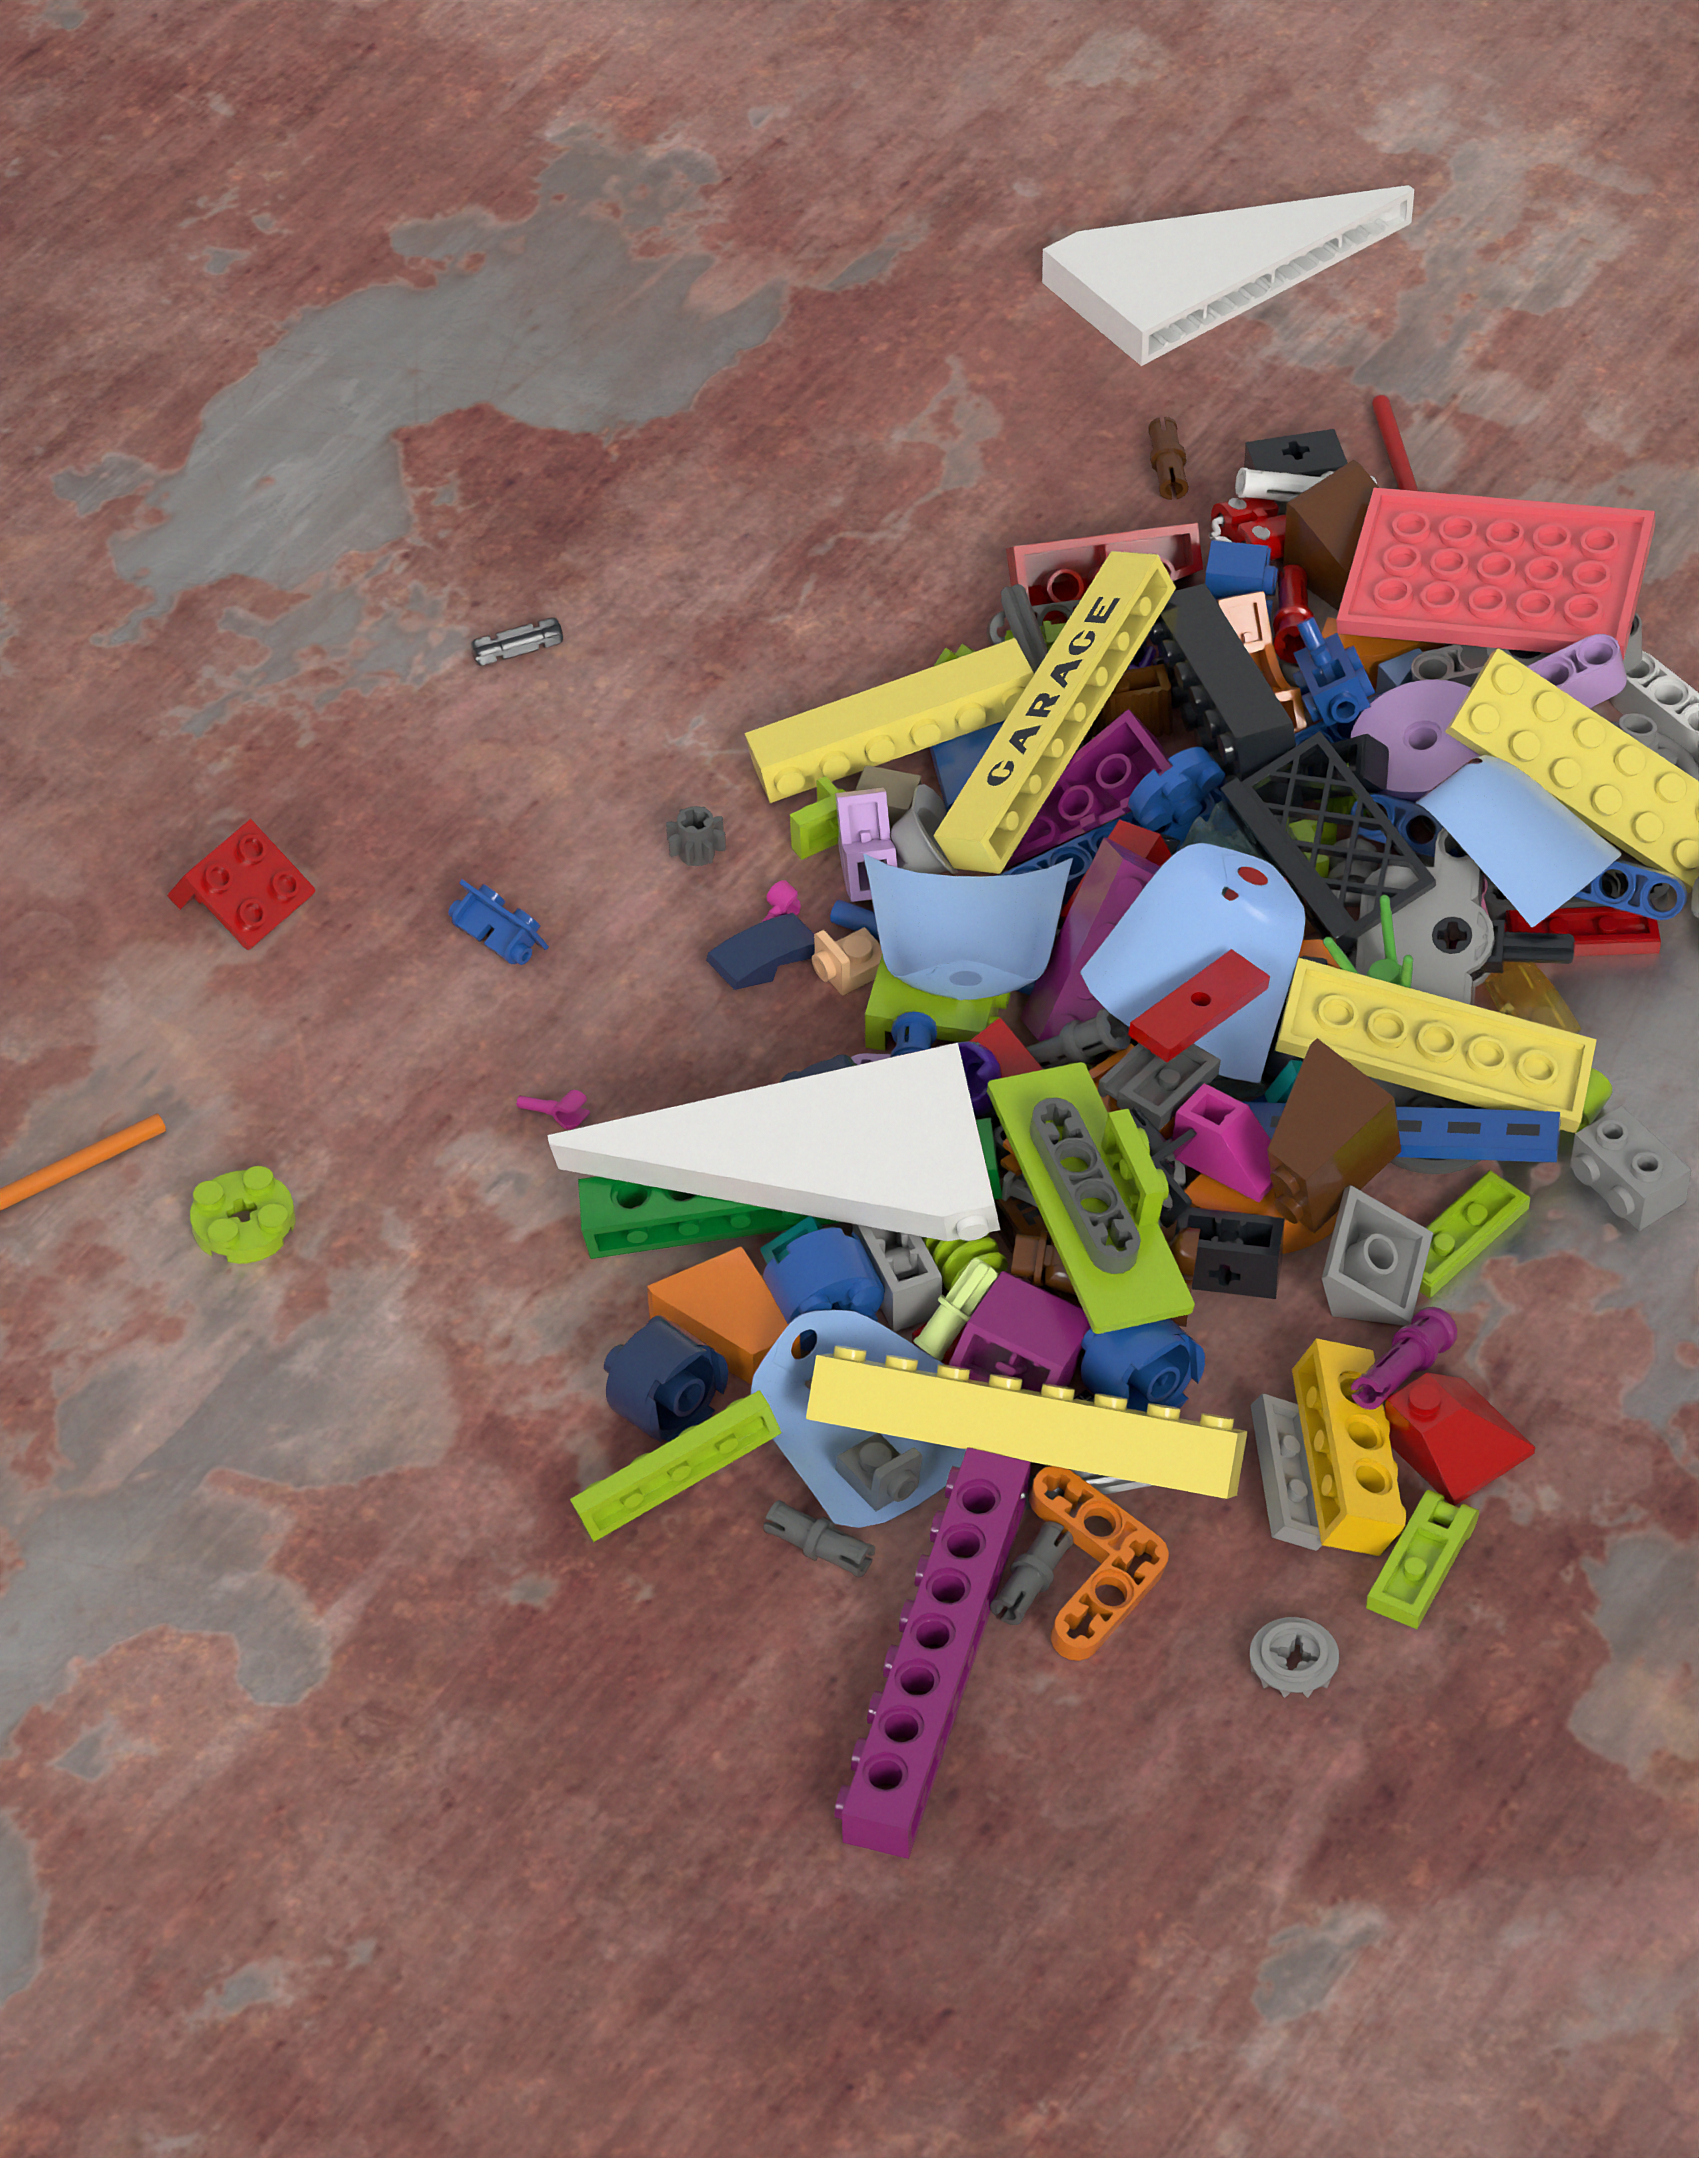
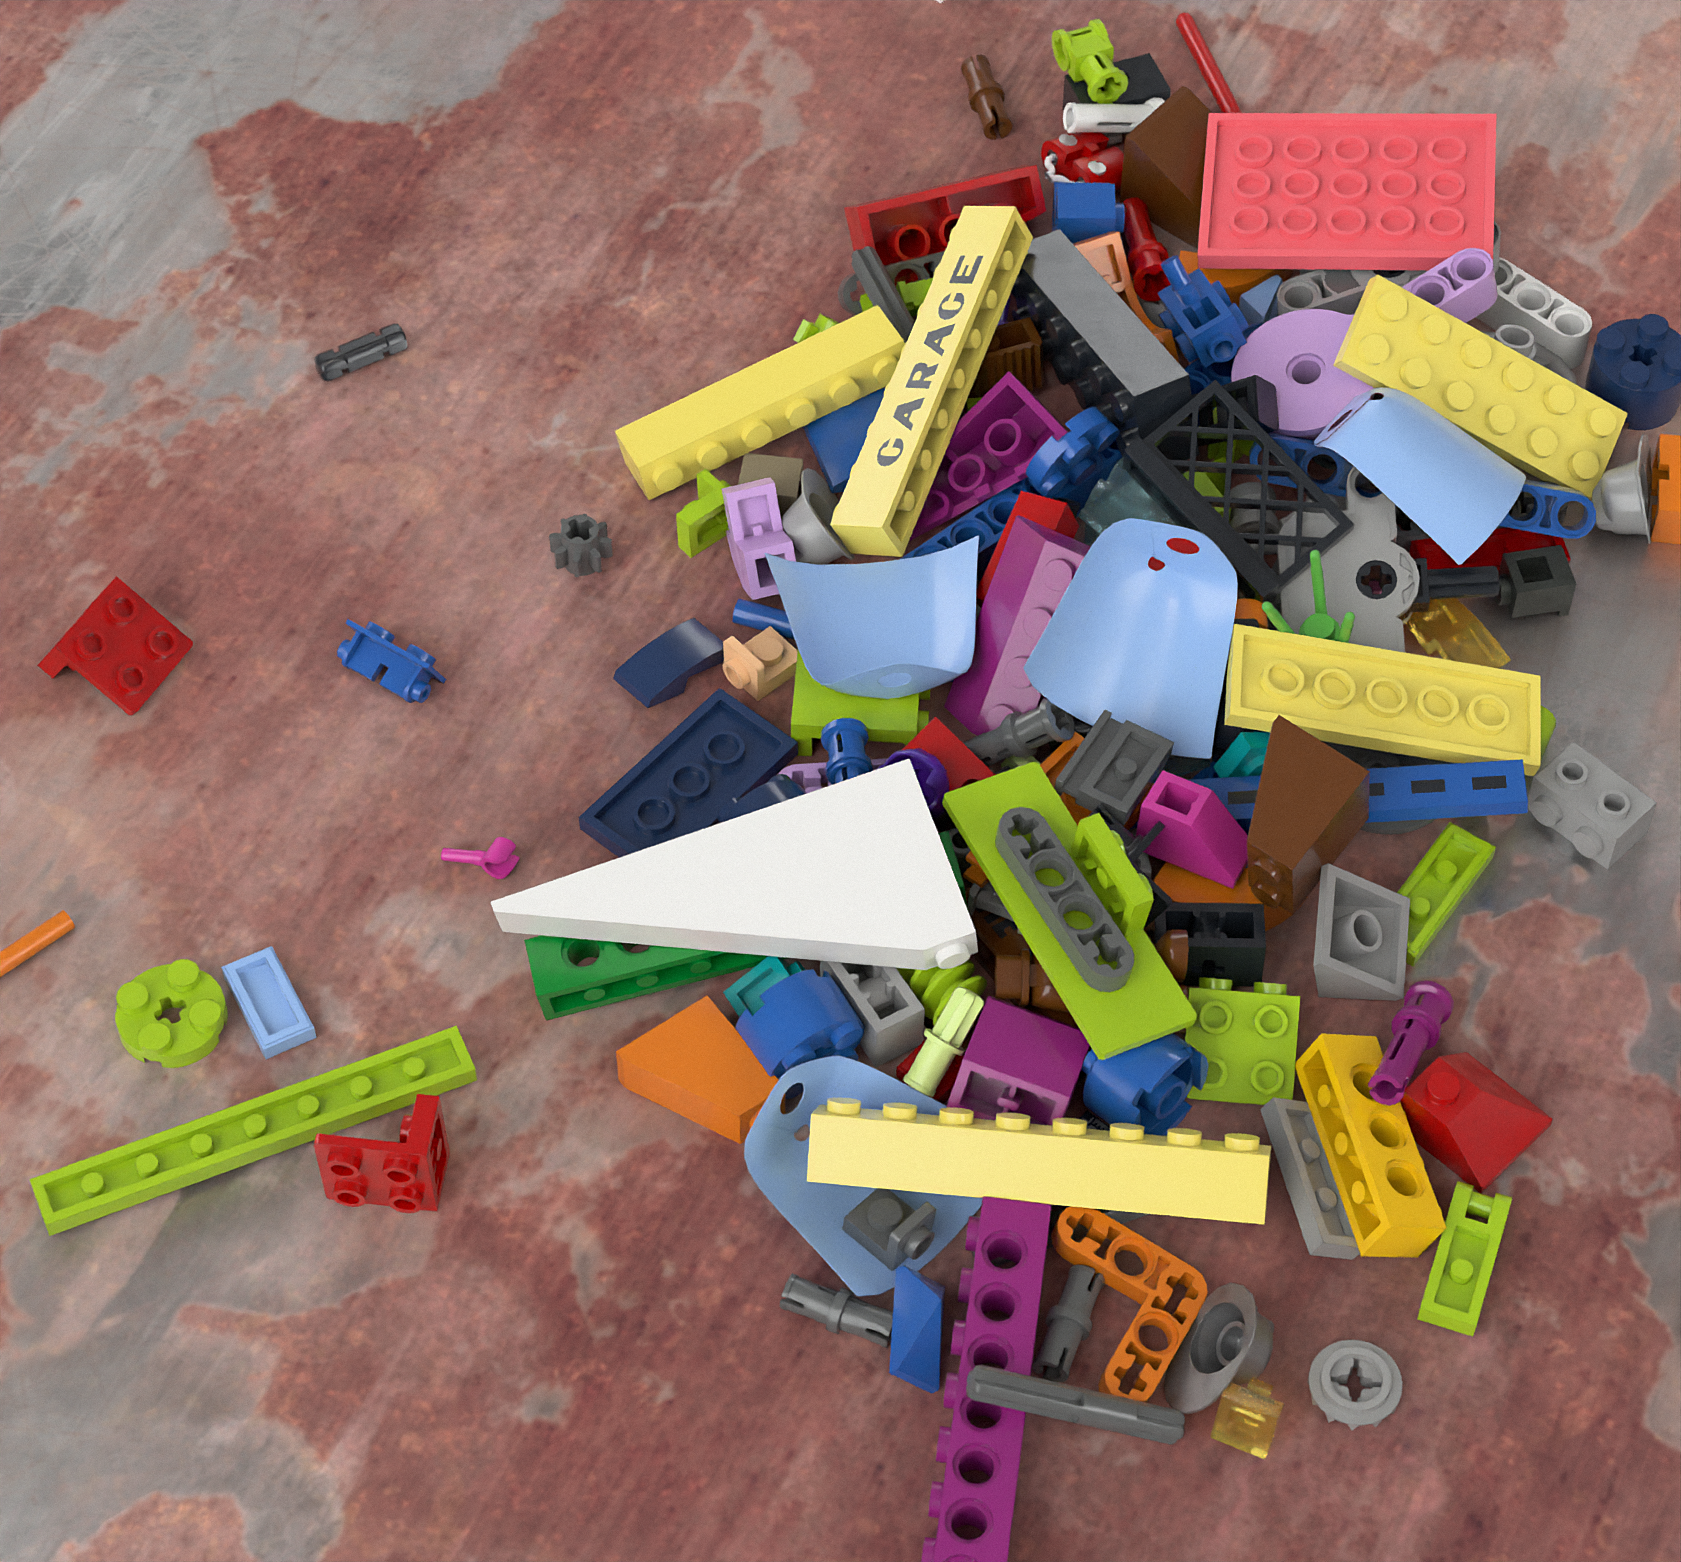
camera: 10 degrees left, 5 degrees up
(302, 1322) = (252, 1130): none -> lime plate
(334, 1214) = (268, 1002): none -> light blue tile
(419, 1367) = (389, 1173): none -> red bracket
(664, 1379) = (651, 1155): dark blue brick -> none
(676, 1465) = (693, 1240): lime plate -> none
(764, 1046) = (689, 776): none -> dark blue plate
(783, 900) = (682, 605): dark pink hand -> none
(888, 1562) = (917, 1329): none -> blue slope
(1020, 1638) = (1075, 1404): none -> dark grey axle
(1172, 1611) = (1222, 1347): none -> flat silver piece
(1184, 1672) = (1248, 1417): none -> clear yellow tile
(1199, 1005) = (1144, 687): red tile -> none
(1246, 1342) = (1245, 1040): none -> lime bracket
(1270, 426) = (1089, 57): none -> lime connector
(1618, 959) = (1536, 582): none -> pearl dark grey brick

